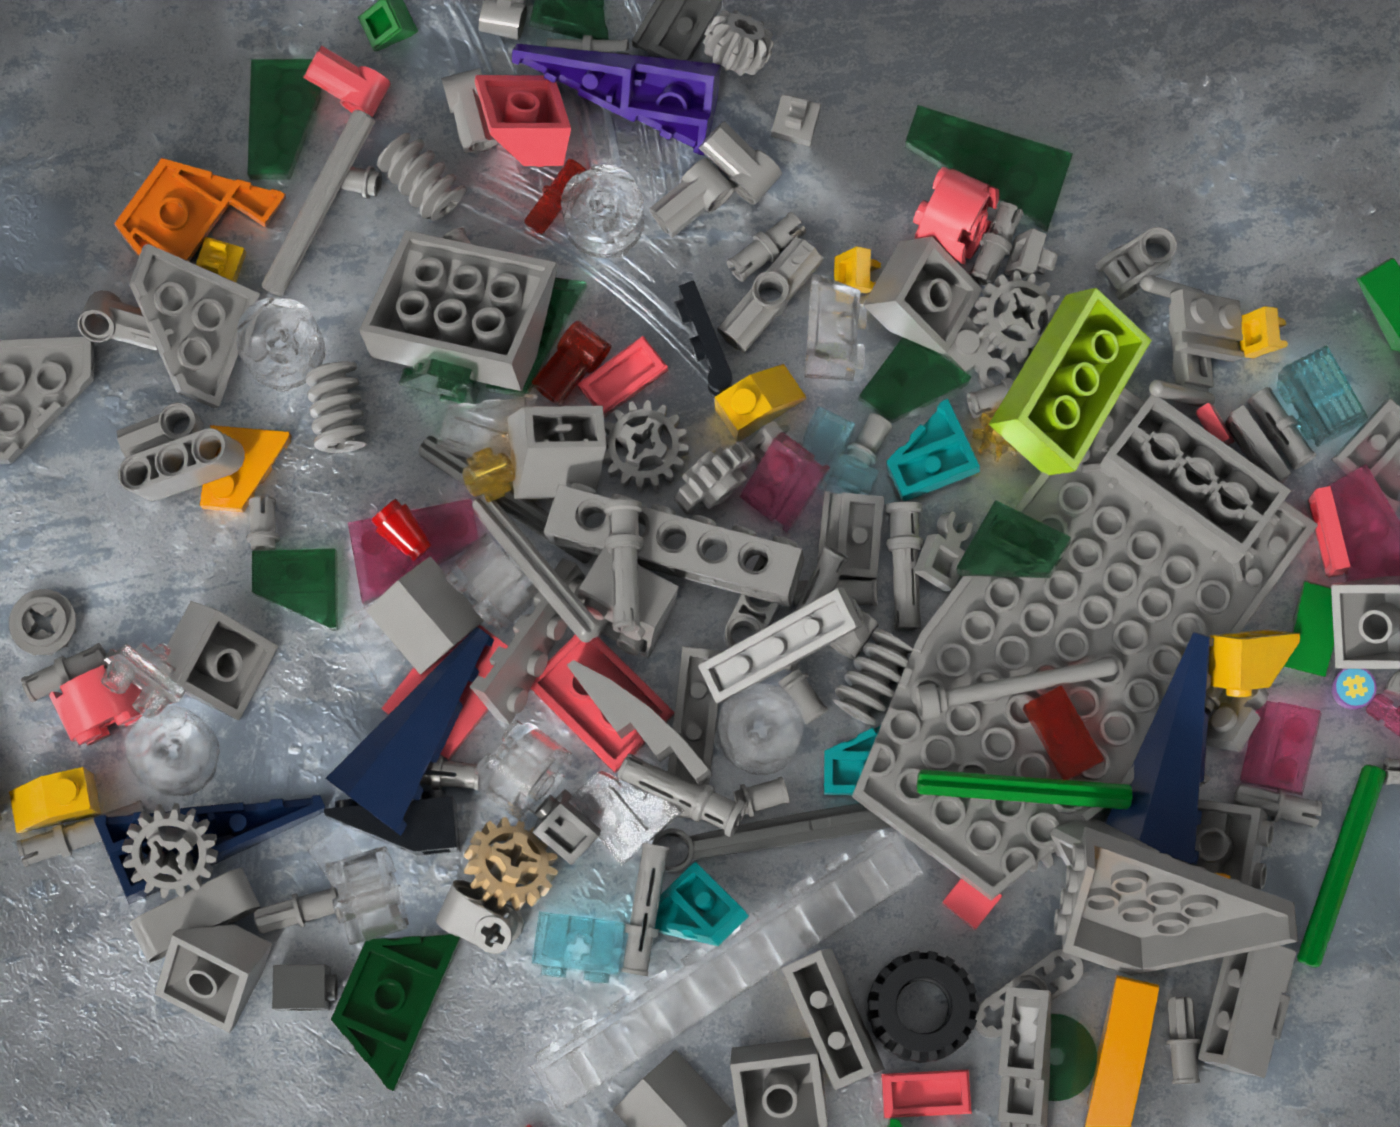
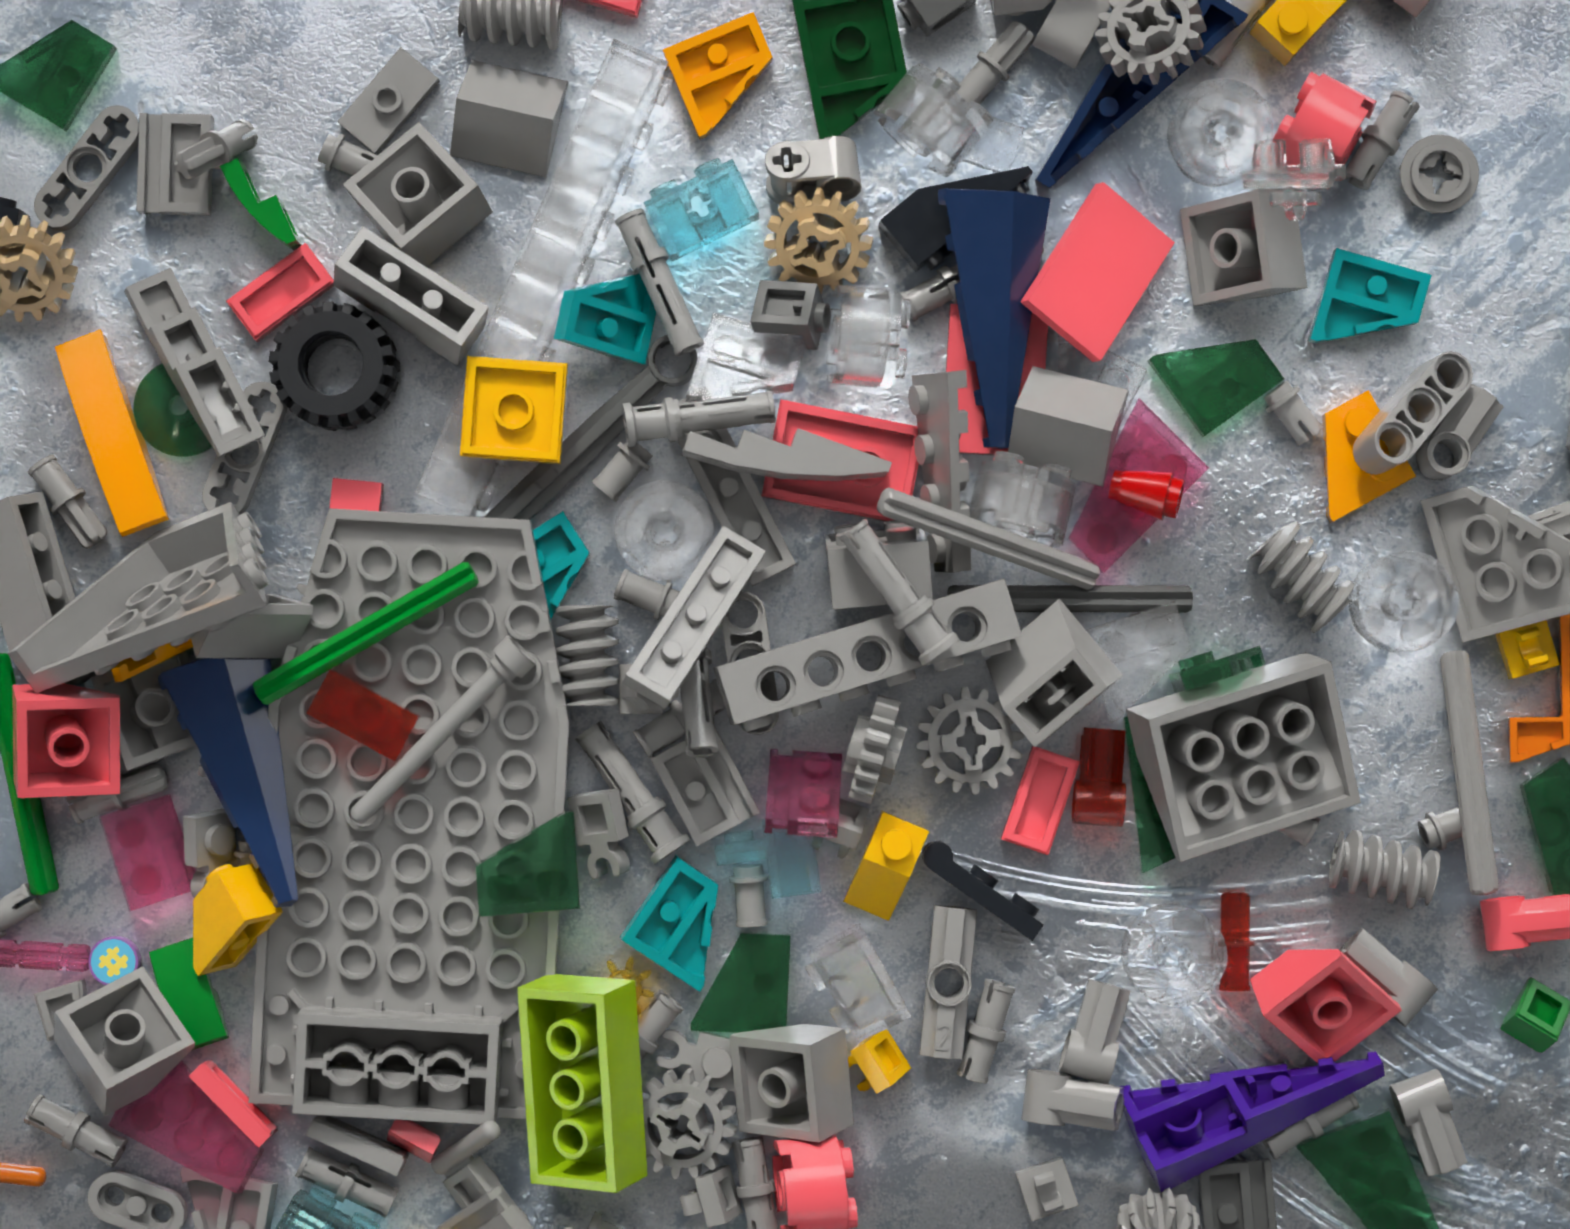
camera: 145 degrees right, 10 degrees up
(155, 569) = (1367, 297): none -> teal wing
(328, 708) = (1097, 272): none -> coral tile
(488, 474) = (1100, 603): clear yellow gear -> none
(497, 1042) = (718, 69): none -> light orange wing
(812, 883) = (513, 410): none -> yellow tile
(1295, 856) = (65, 741): none -> coral slope

